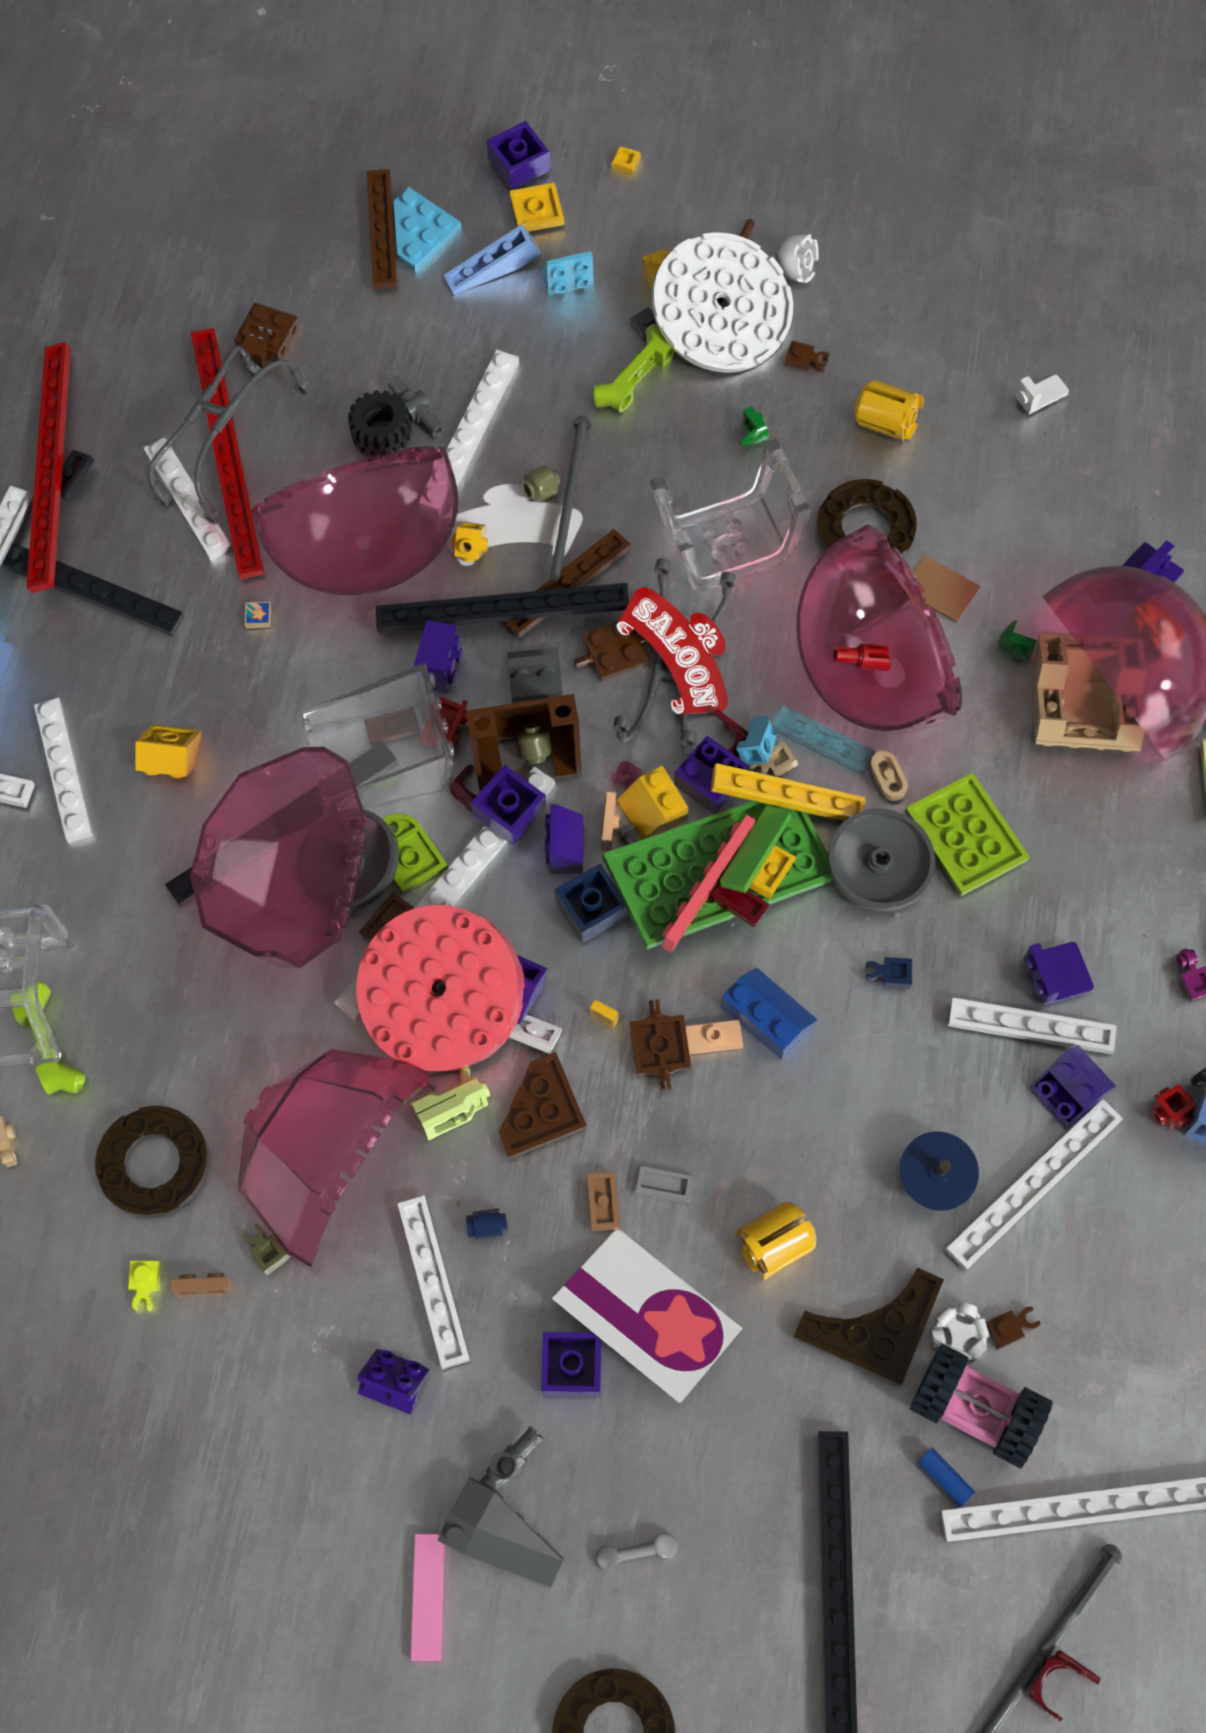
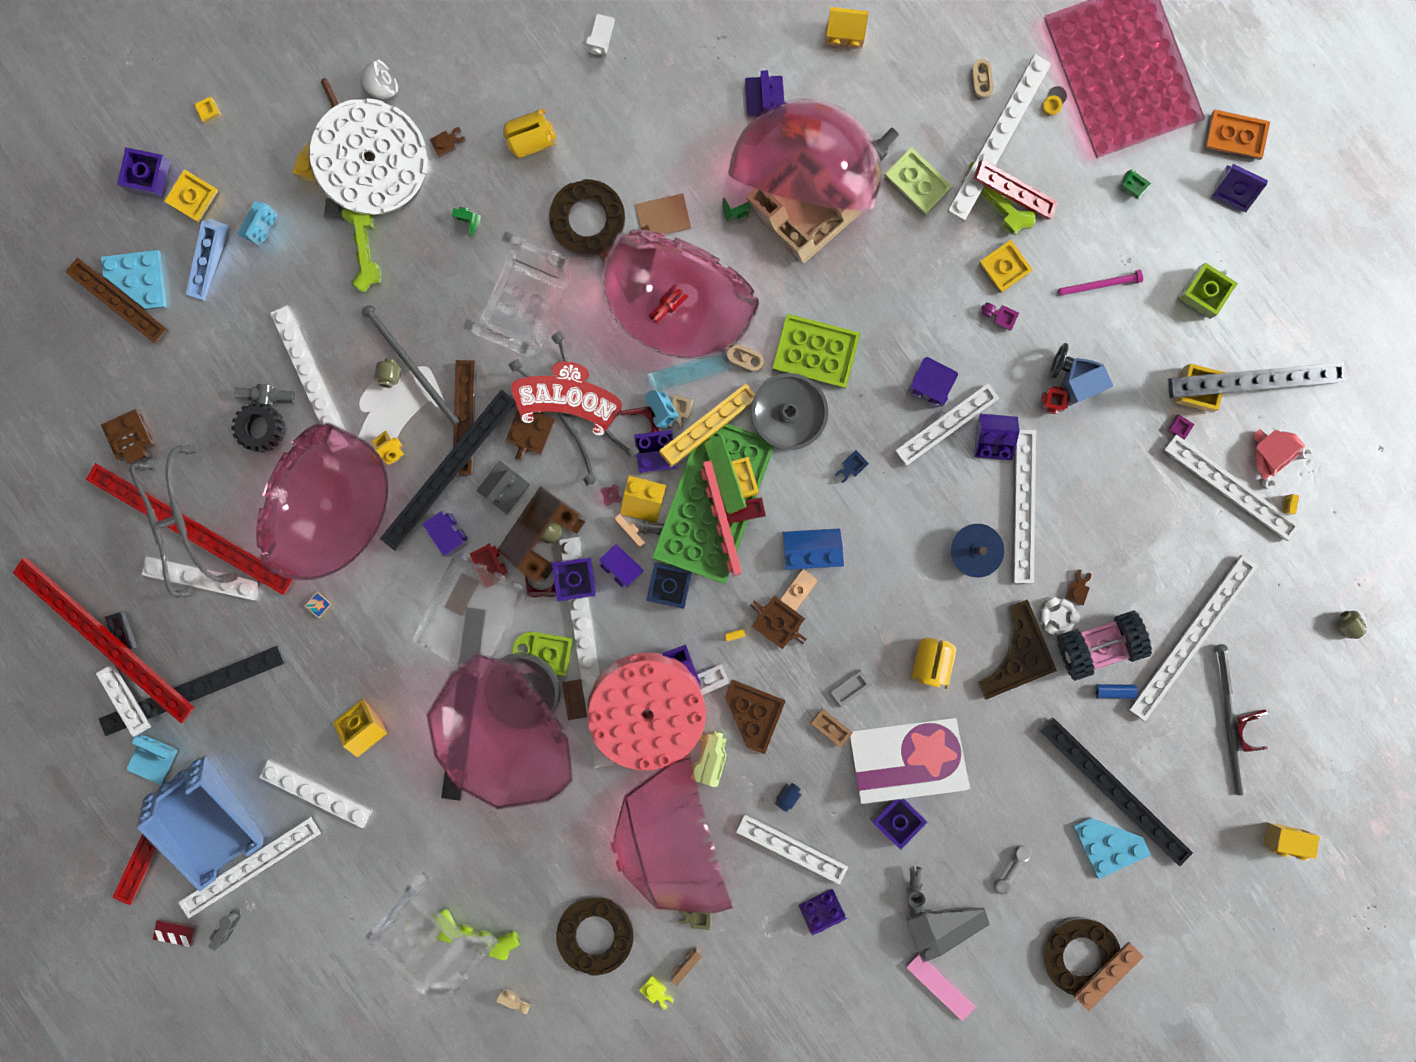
camera: 50 degrees left, 20 degrees up
(769, 1643) = (1109, 846): none -> medium azure plate

